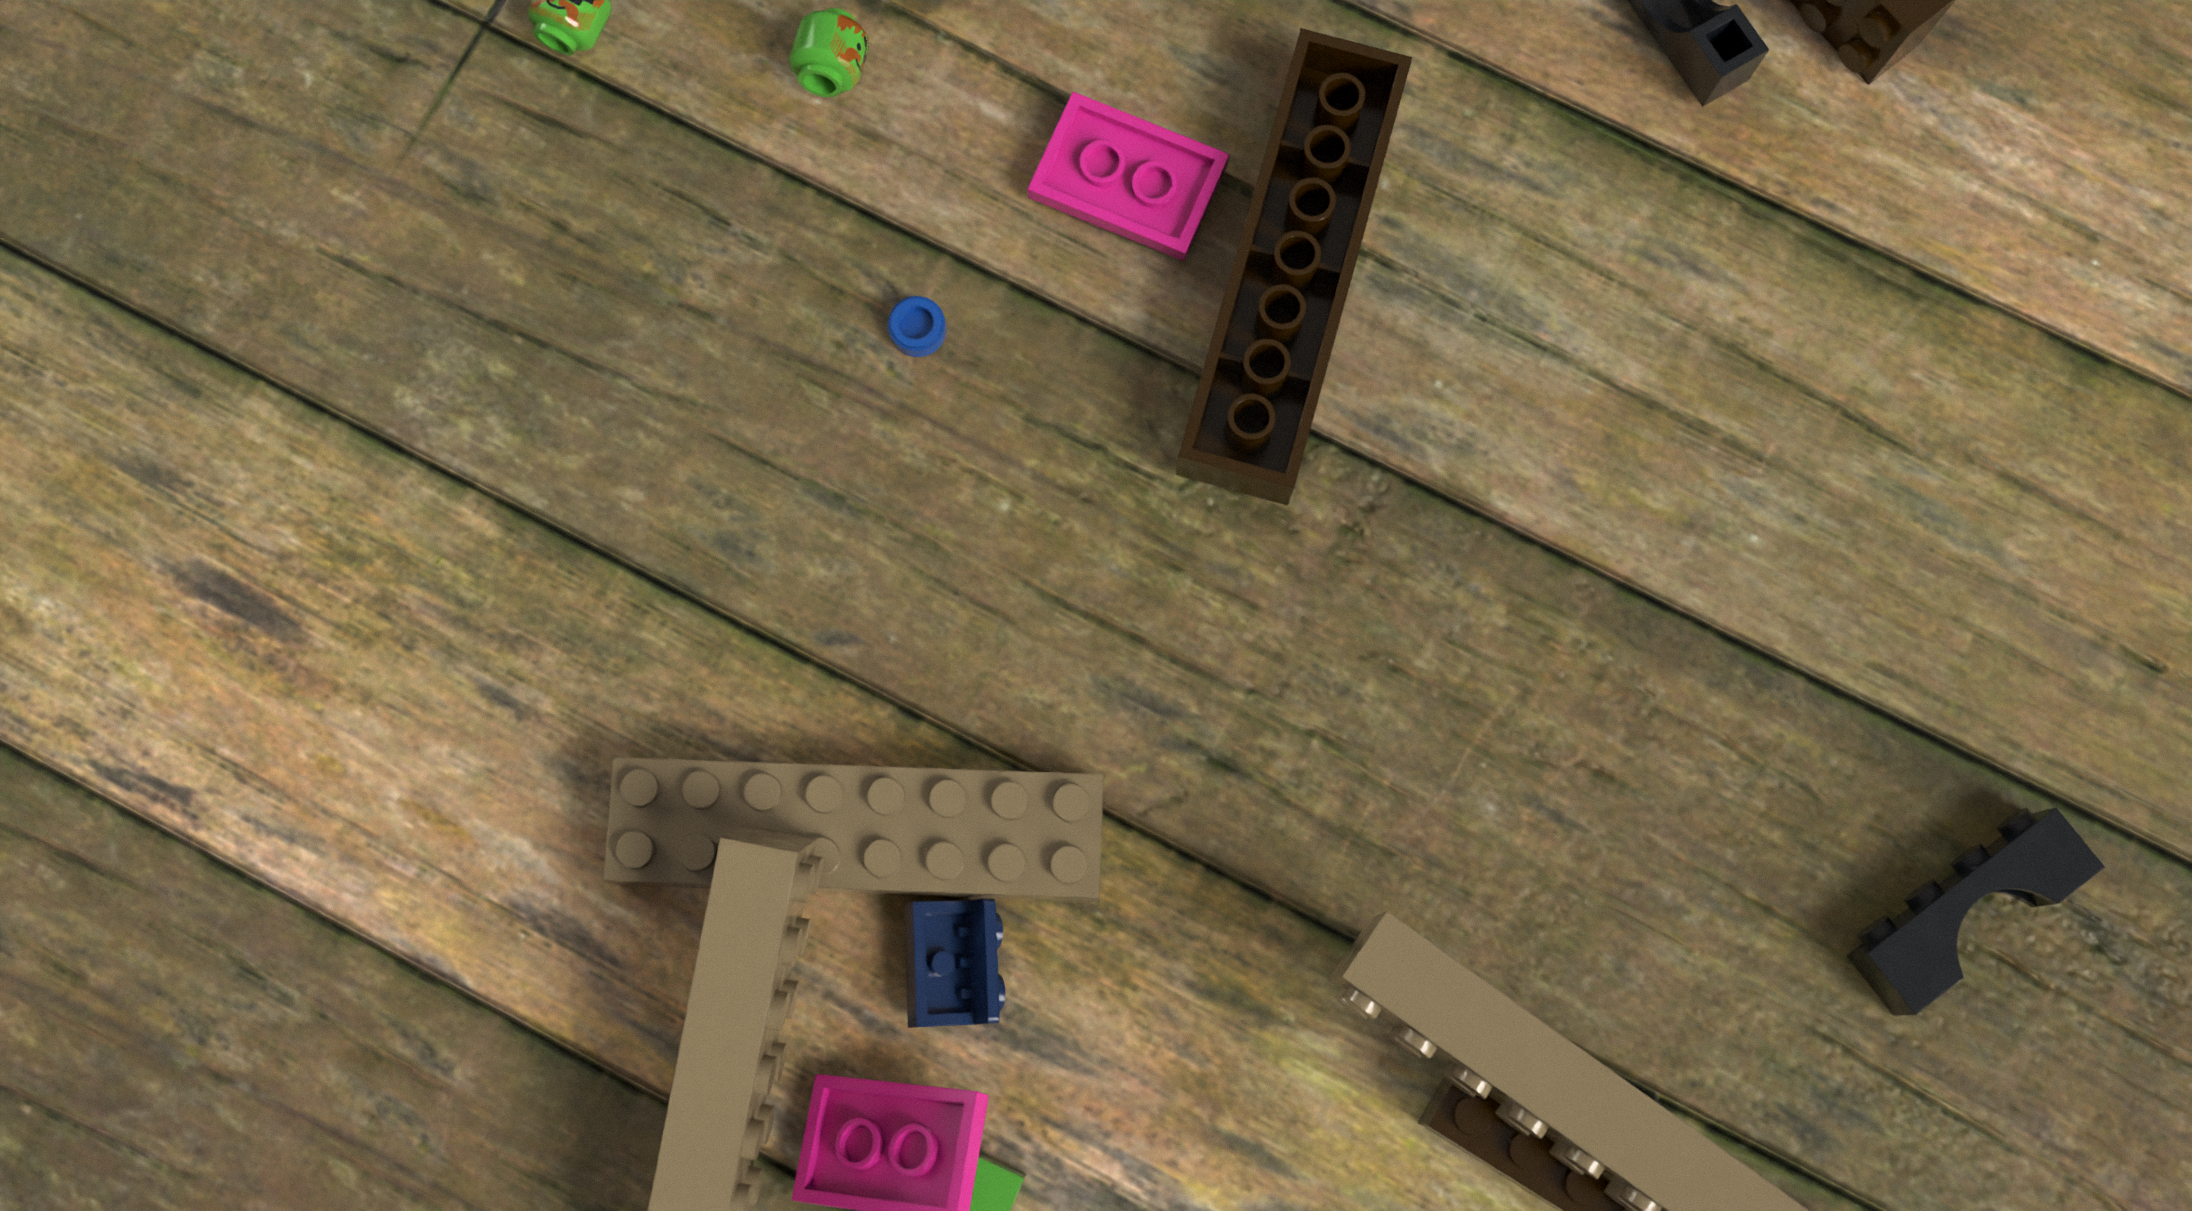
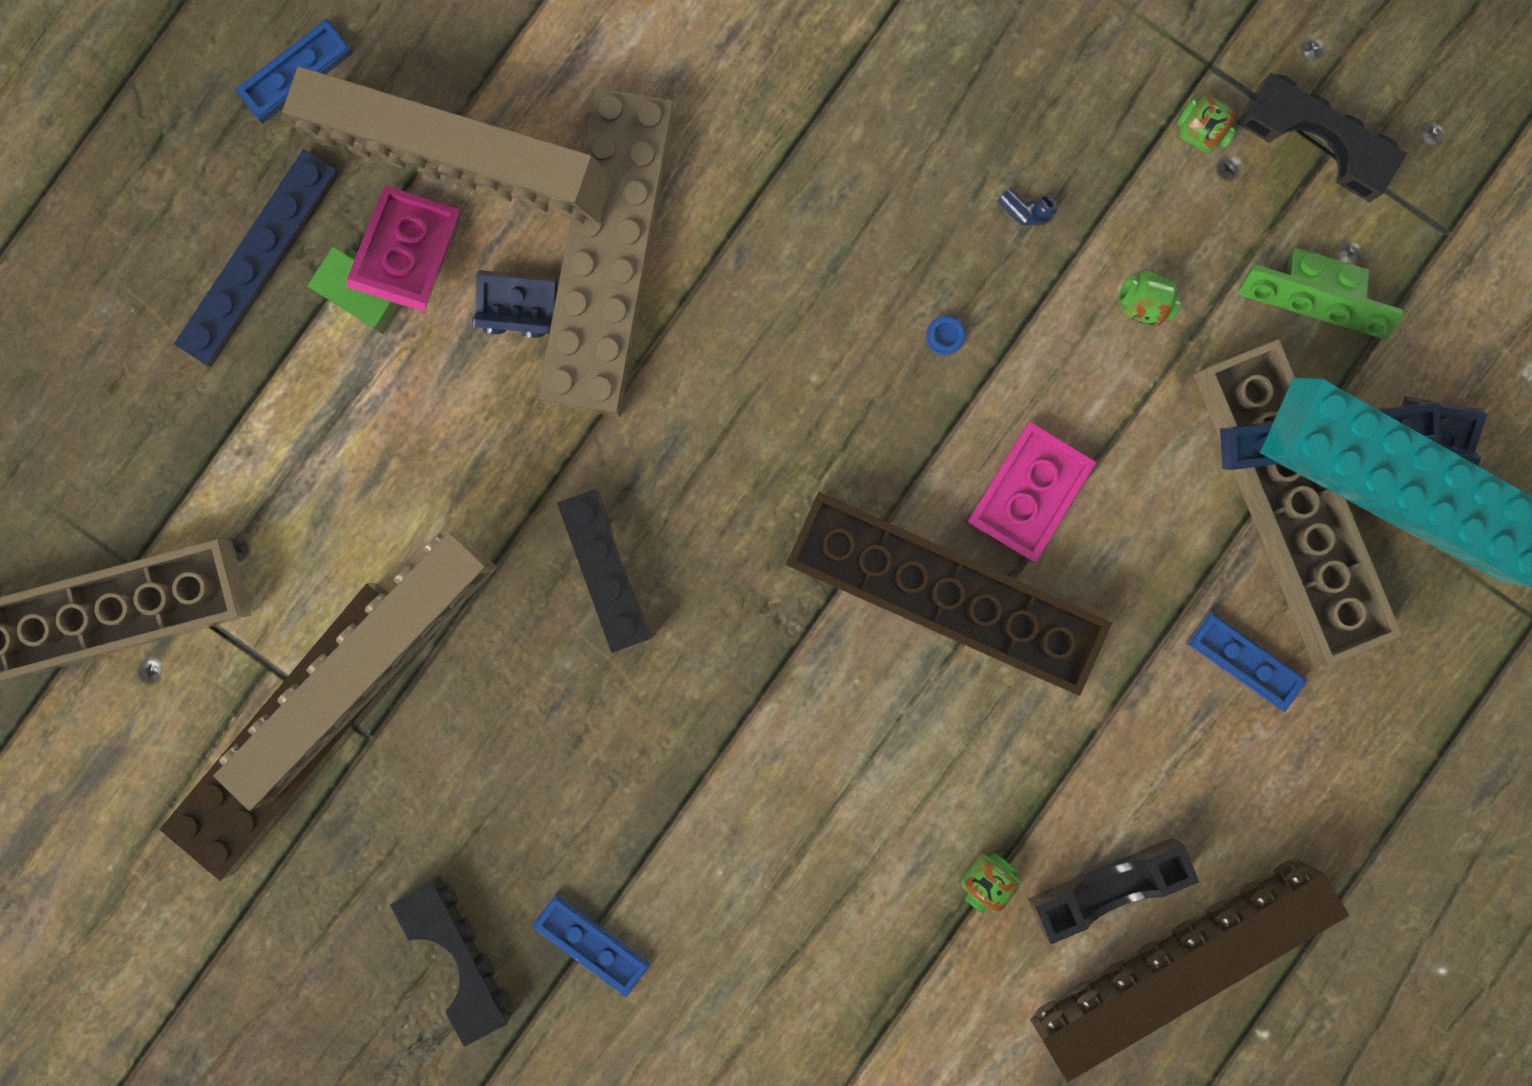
camera: 100 degrees right, 10 degrees up
(723, 236) = (1028, 212): none -> dark blue arm
(1343, 762) = (603, 570): none -> black arch
(1693, 155) = (990, 883): none -> head
(1902, 709) = (591, 945): none -> blue tile

